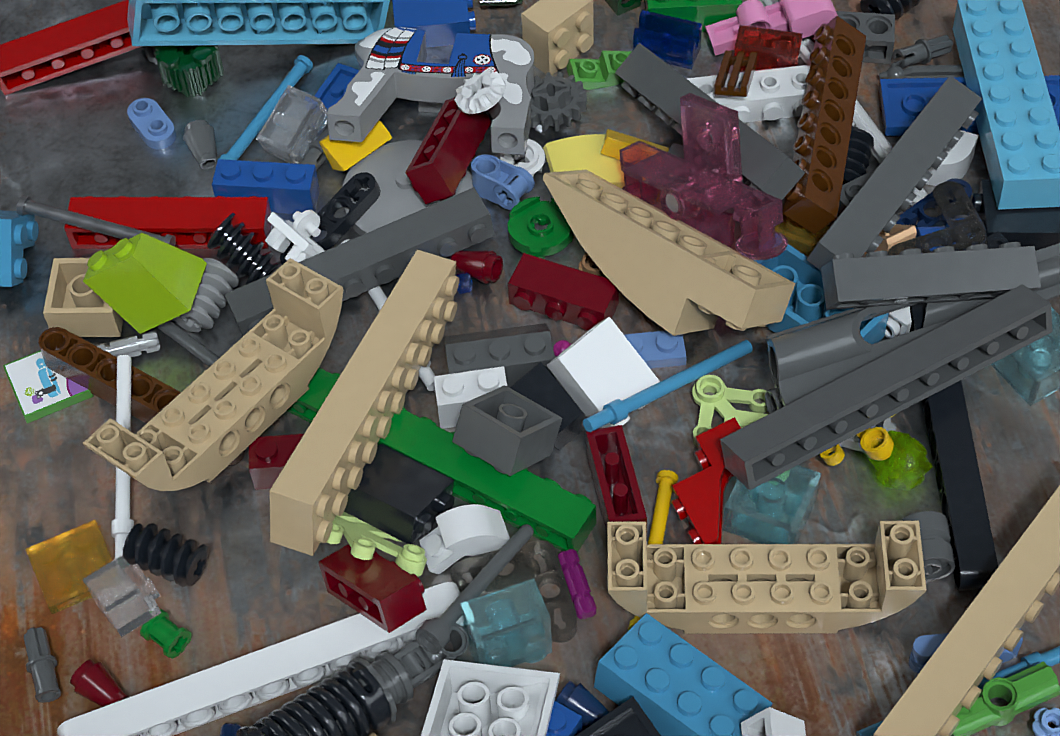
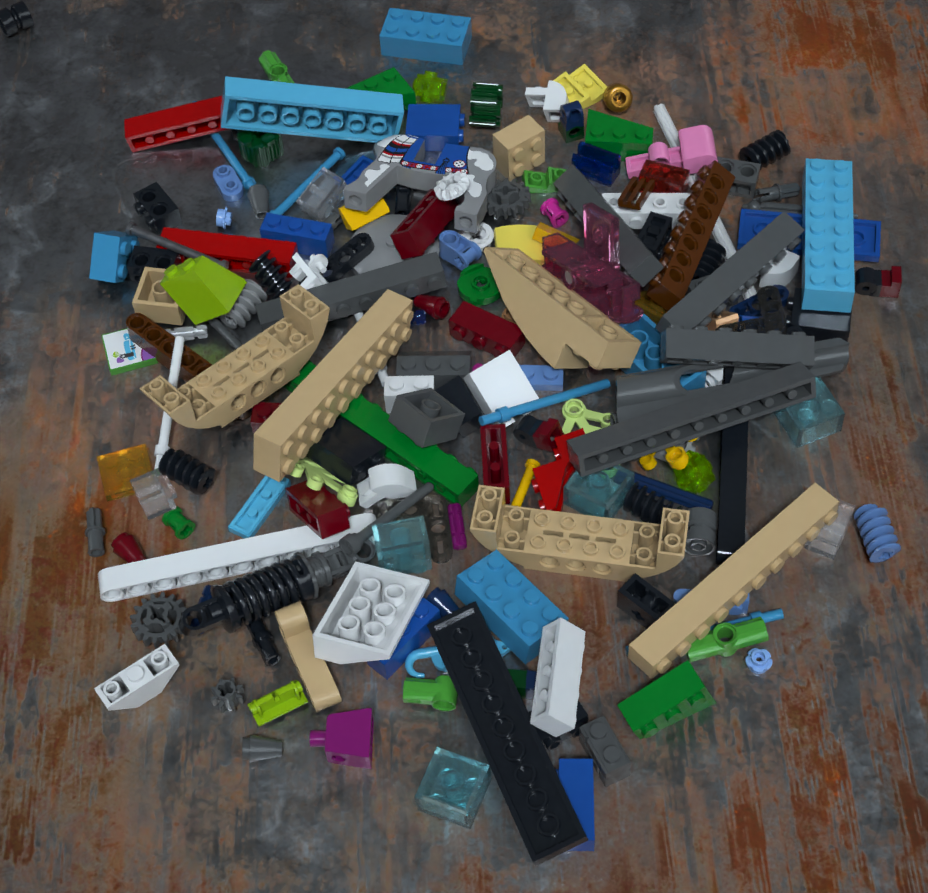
camera: 10 degrees right, 0 degrees up
(55, 171) = (156, 208): none -> black brick
(59, 243) = (150, 257): none -> black brick
(154, 173) = (223, 218): none -> light blue plate
(179, 118) = (247, 181): none -> dark azure bar
(279, 595) = (258, 507): none -> medium azure tile
(406, 119) = (403, 200): none -> black bar
(623, 113) = (556, 215): none -> dark pink bush
(668, 430) = (538, 432): none -> leg
(774, 121) = (656, 233): none -> black brick
(847, 518) = (645, 505): none -> black piece
(874, 494) = (673, 493): none -> dark blue axle
(875, 664) = (642, 601): none -> black brick

